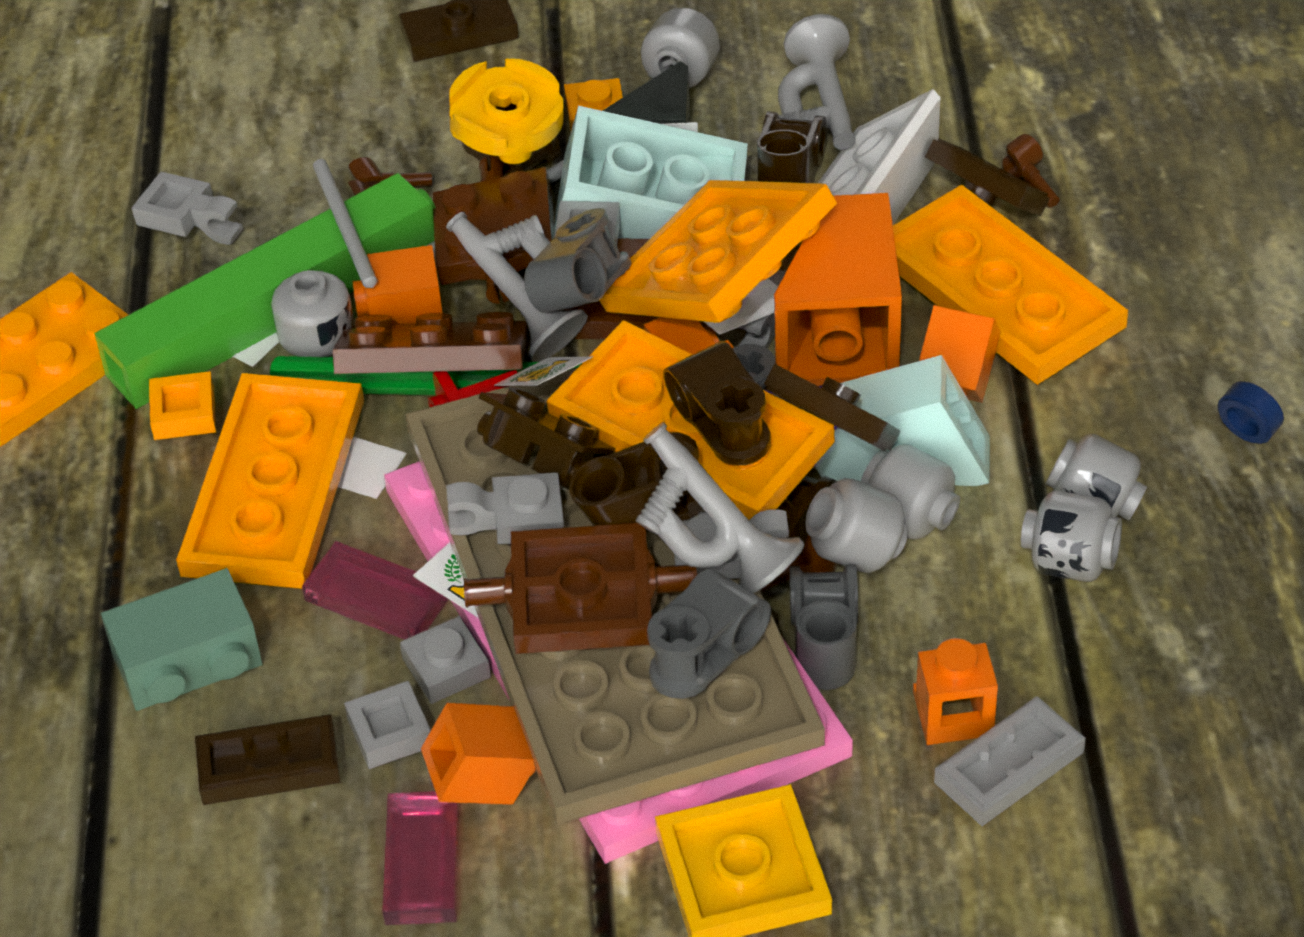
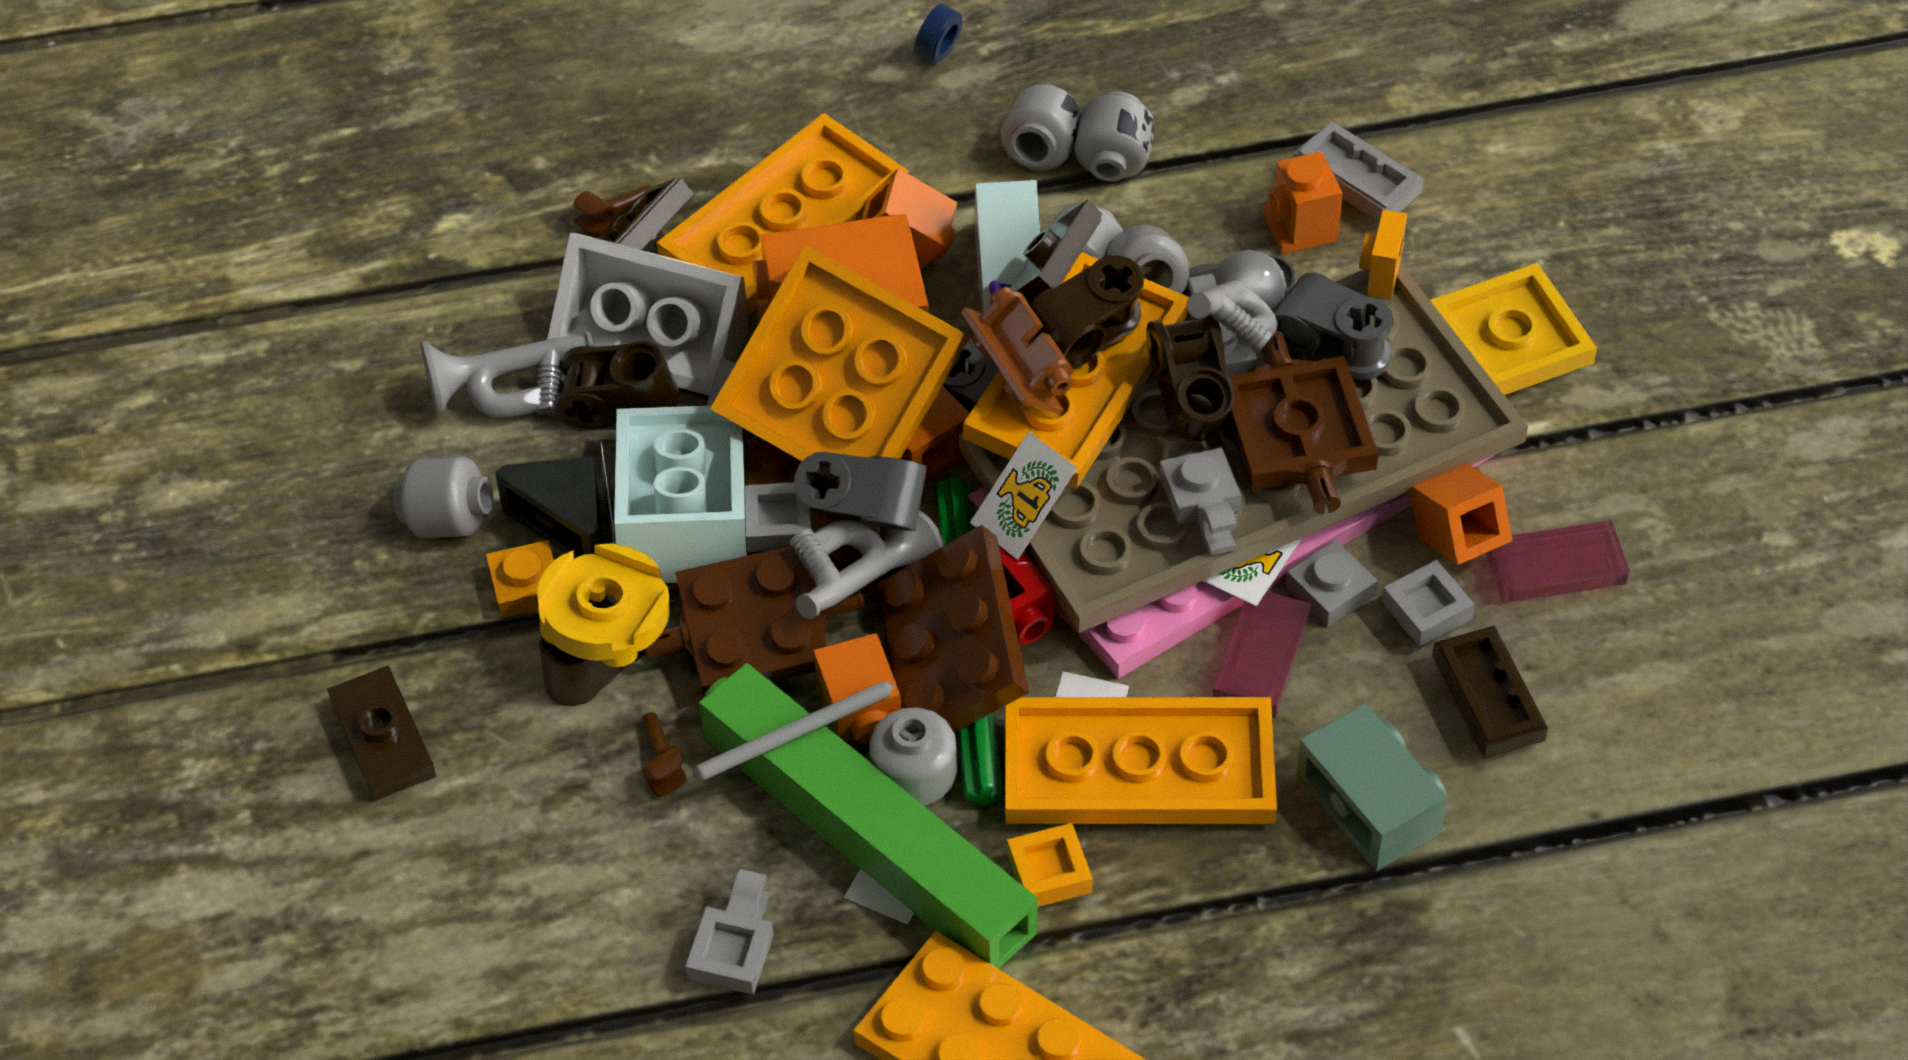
camera: 100 degrees left, 5 degrees up
(521, 423) = (1127, 457): dark brown hinge -> none
(655, 342) = (1030, 371): none -> dark orange hinge
(797, 691) = (1383, 253): none -> light orange plate

